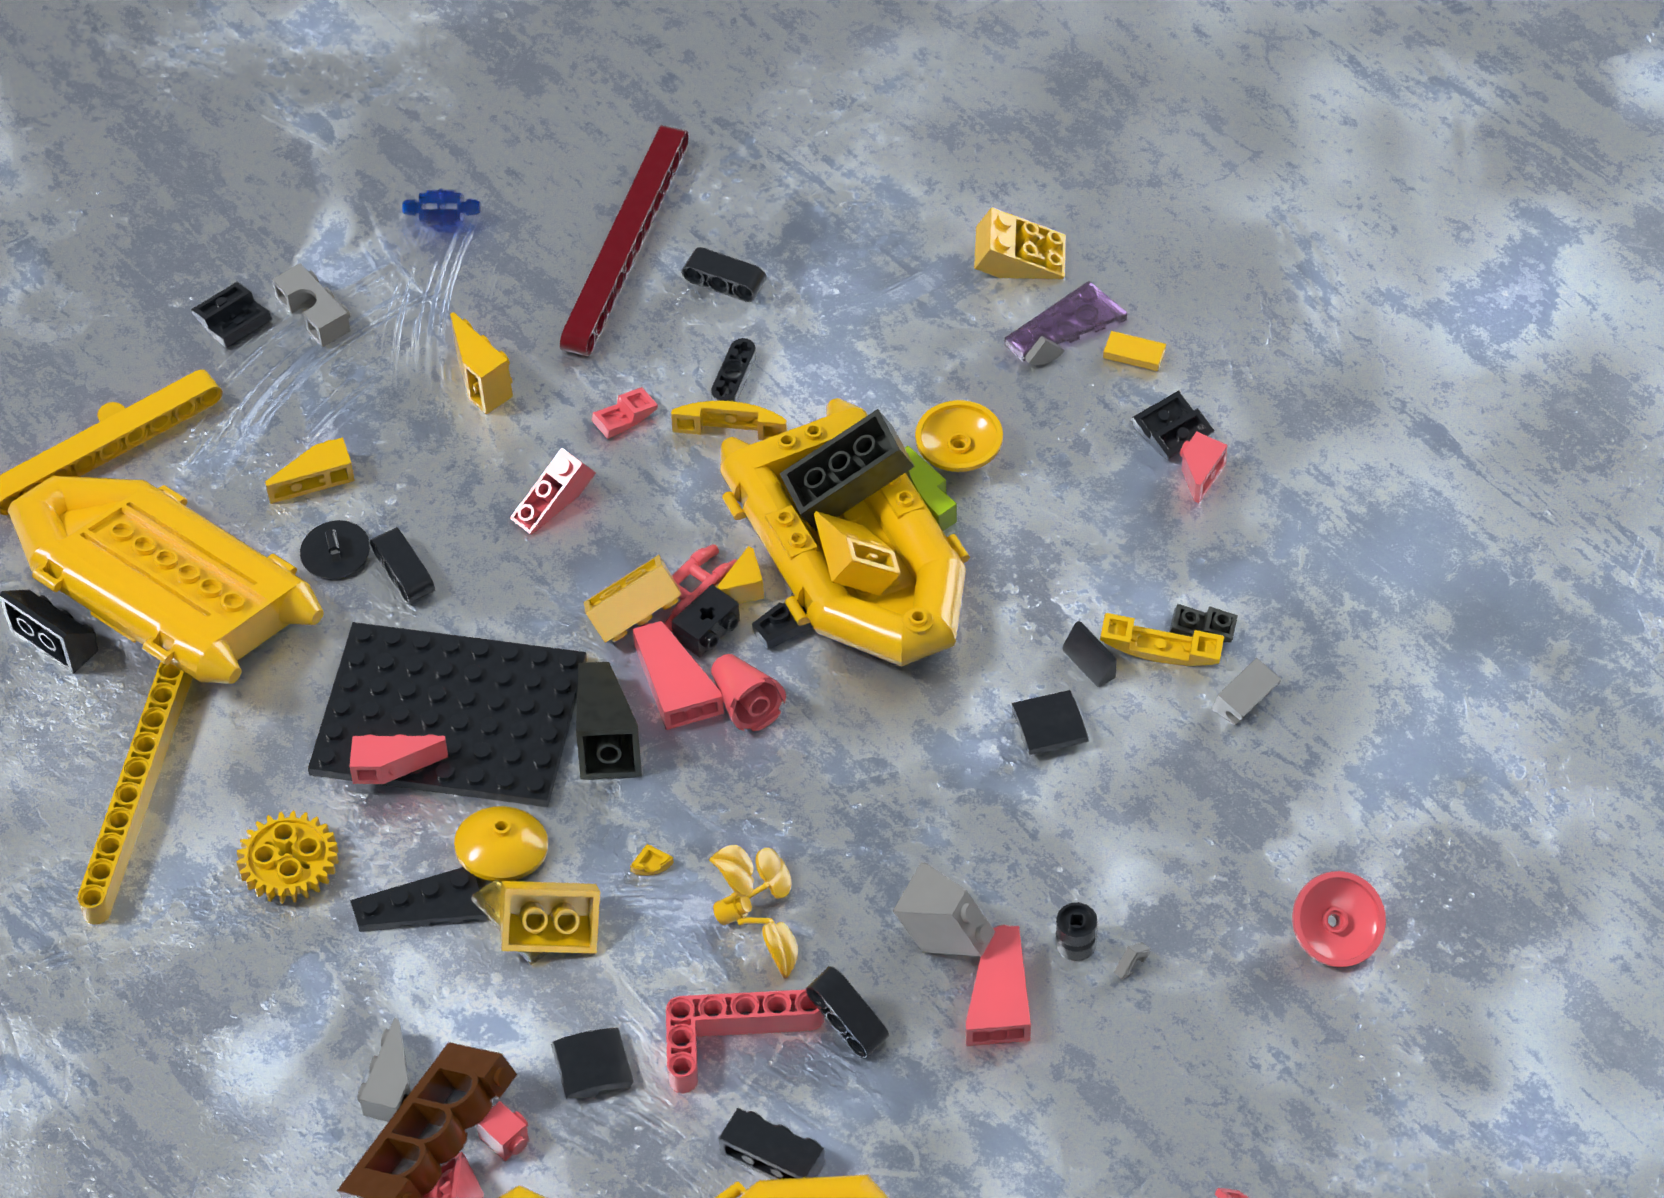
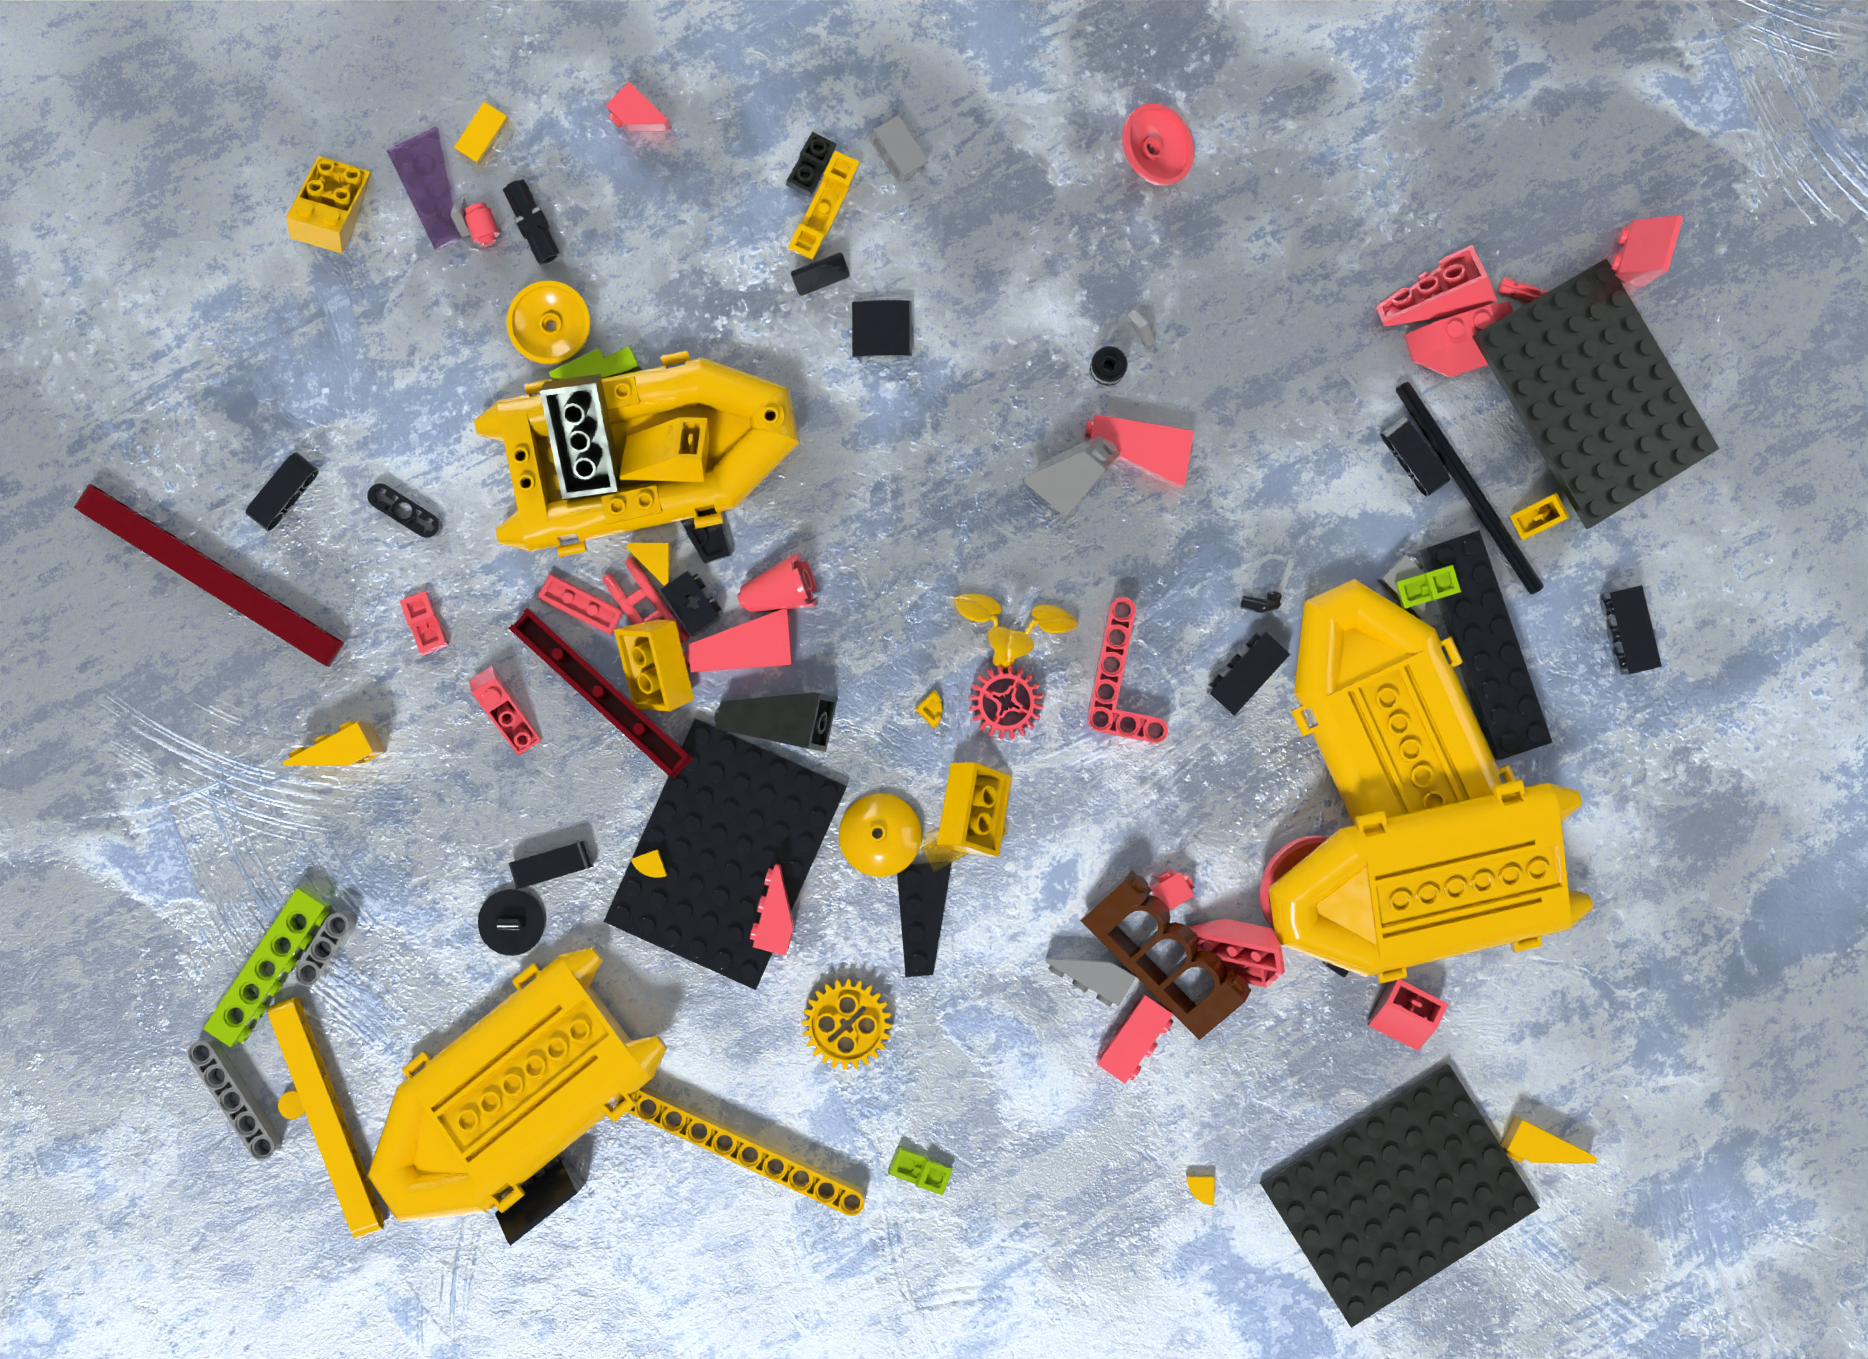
camera: 75 degrees left, 35 degrees up
(110, 367) = (248, 1104): none -> light grey beam
(138, 963) = (920, 1170): none -> lime slope
(231, 314) = (196, 971): black slope -> none
(248, 363) = (222, 1022): none -> lime brick
(275, 403) = (316, 958): none -> light grey beam
(301, 289) = (186, 902): light grey arch -> none
(314, 470) = (415, 920): yellow slope -> none
(323, 1131) = (1135, 1038): none -> coral brick
(421, 641) = (650, 864): none -> yellow tile
(441, 215) = (120, 745): clear blue piece -> none
(589, 564) = (601, 693): none -> dark red tile
(592, 1063) = (1123, 803): black slope -> none
(663, 914) = (1027, 712): none -> coral gear
(680, 531) = (581, 604): none -> coral tile
(727, 414) = (478, 494): yellow slope -> none
(847, 1012) = (1141, 580): black beam -> none
(854, 1147) = (1262, 605): none -> black arm
(1041, 367) = (481, 224): none -> coral brick
(1058, 406) = (531, 222): none -> black piece
(1170, 424) = (580, 124): black slope -> none

